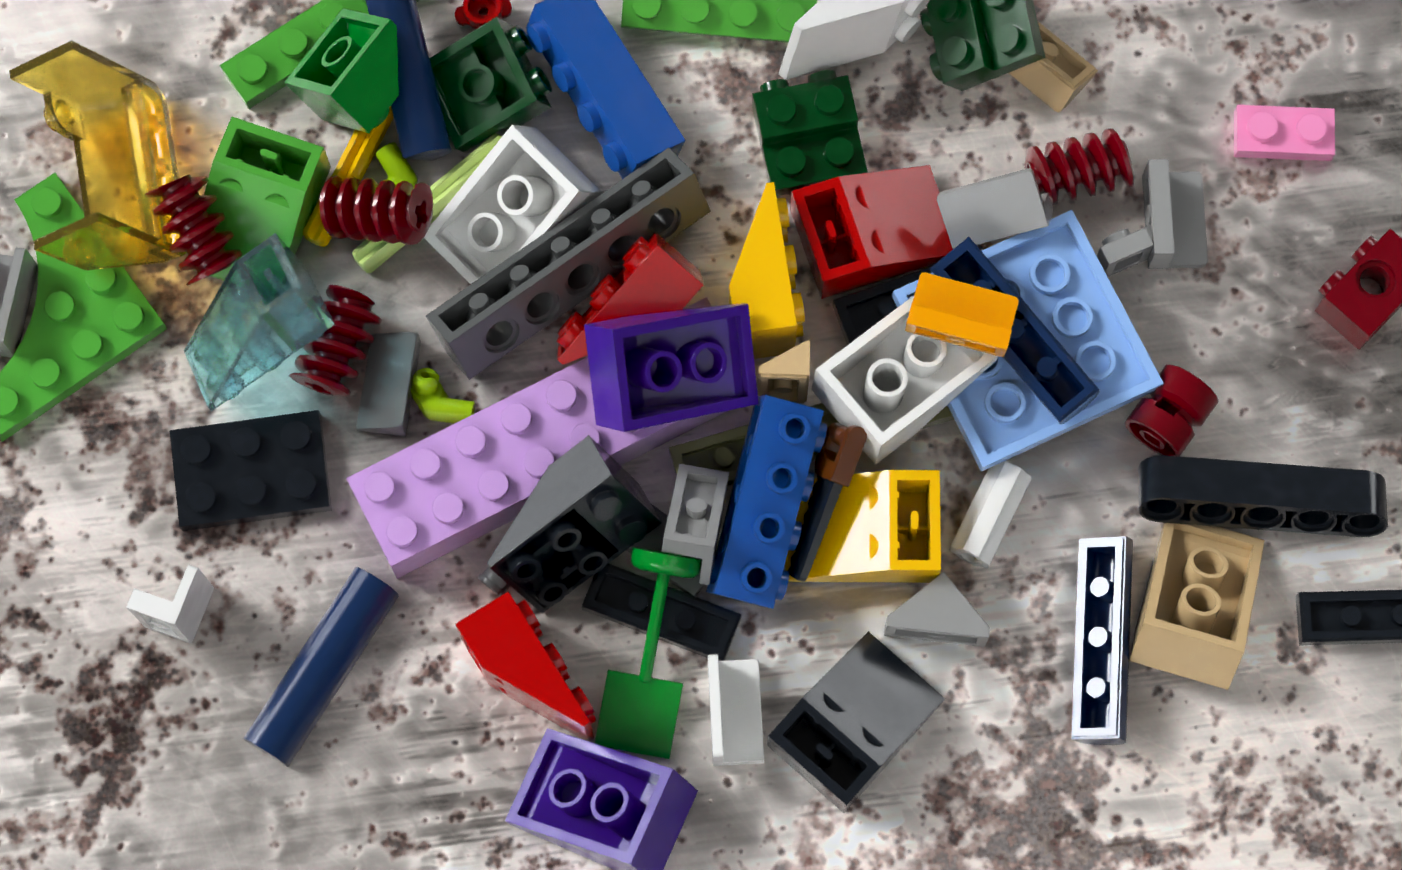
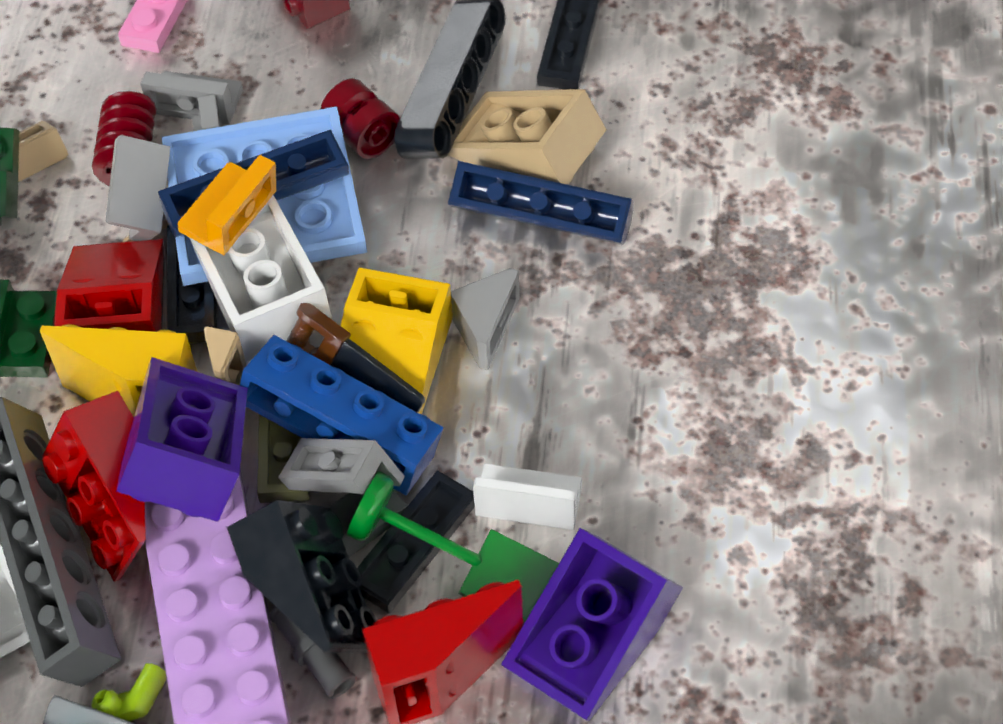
camera: 75 degrees left, 20 degrees down
(854, 721) = (570, 398): slope -> none
(990, 514) = (399, 255): white axle -> none

